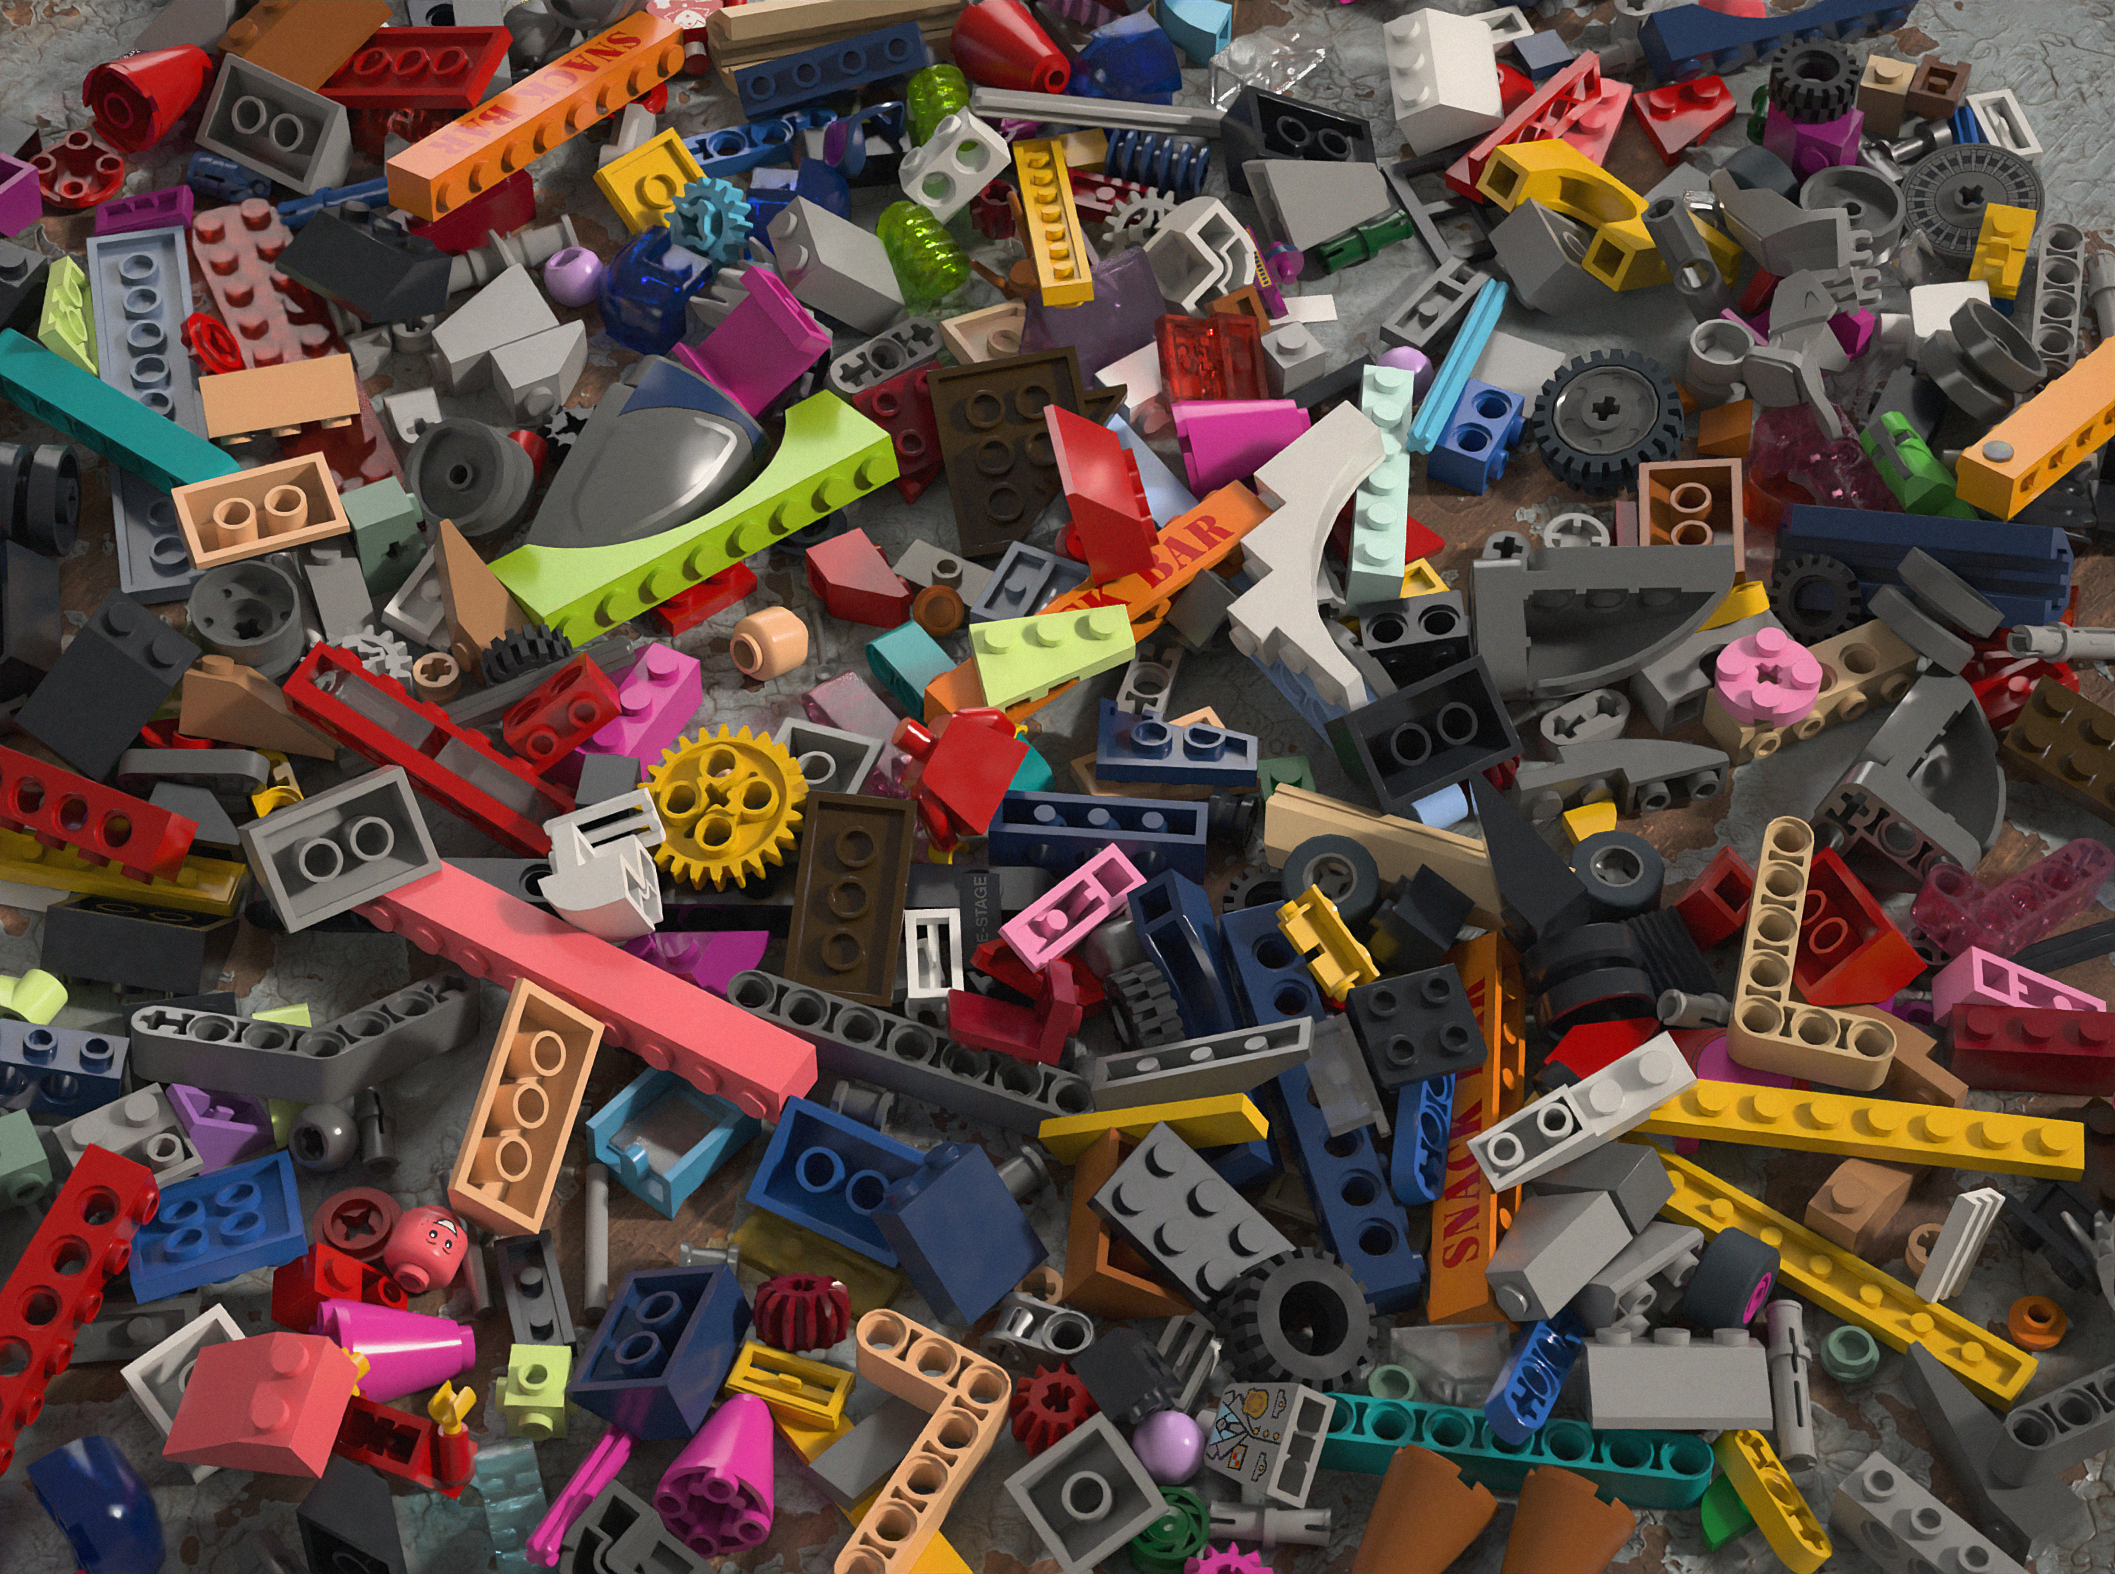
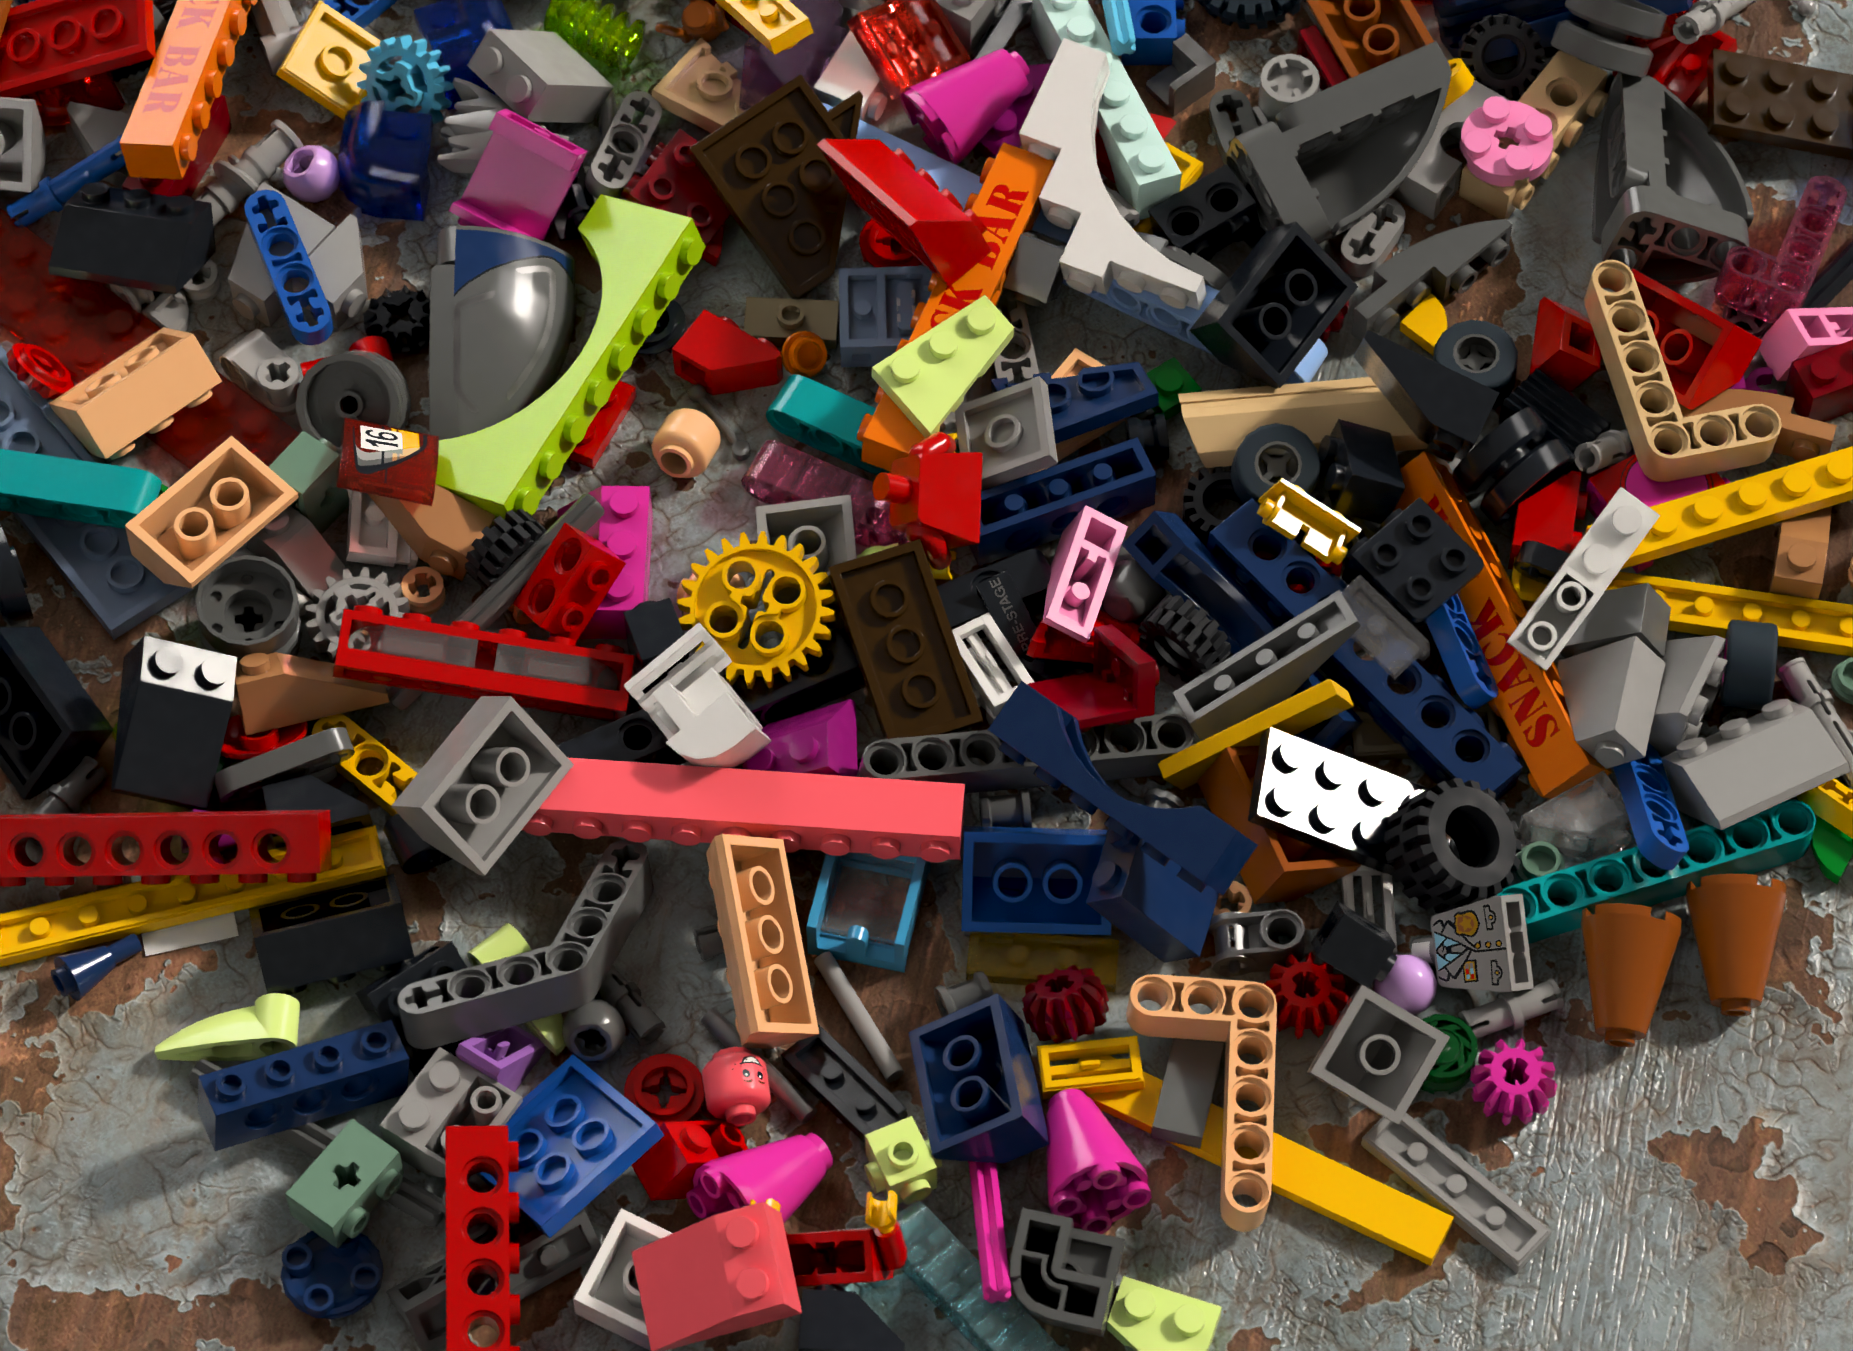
camera: 25 degrees left, 10 degrees up
(455, 533) = (388, 461): none -> clear red slope
(485, 339) = (288, 267): none -> blue beam
(987, 1175) = (1189, 836): none -> dark blue arch
(1076, 746) = (1010, 430): none -> light grey plate
(1482, 511) = (1187, 77): none -> flat silver panel

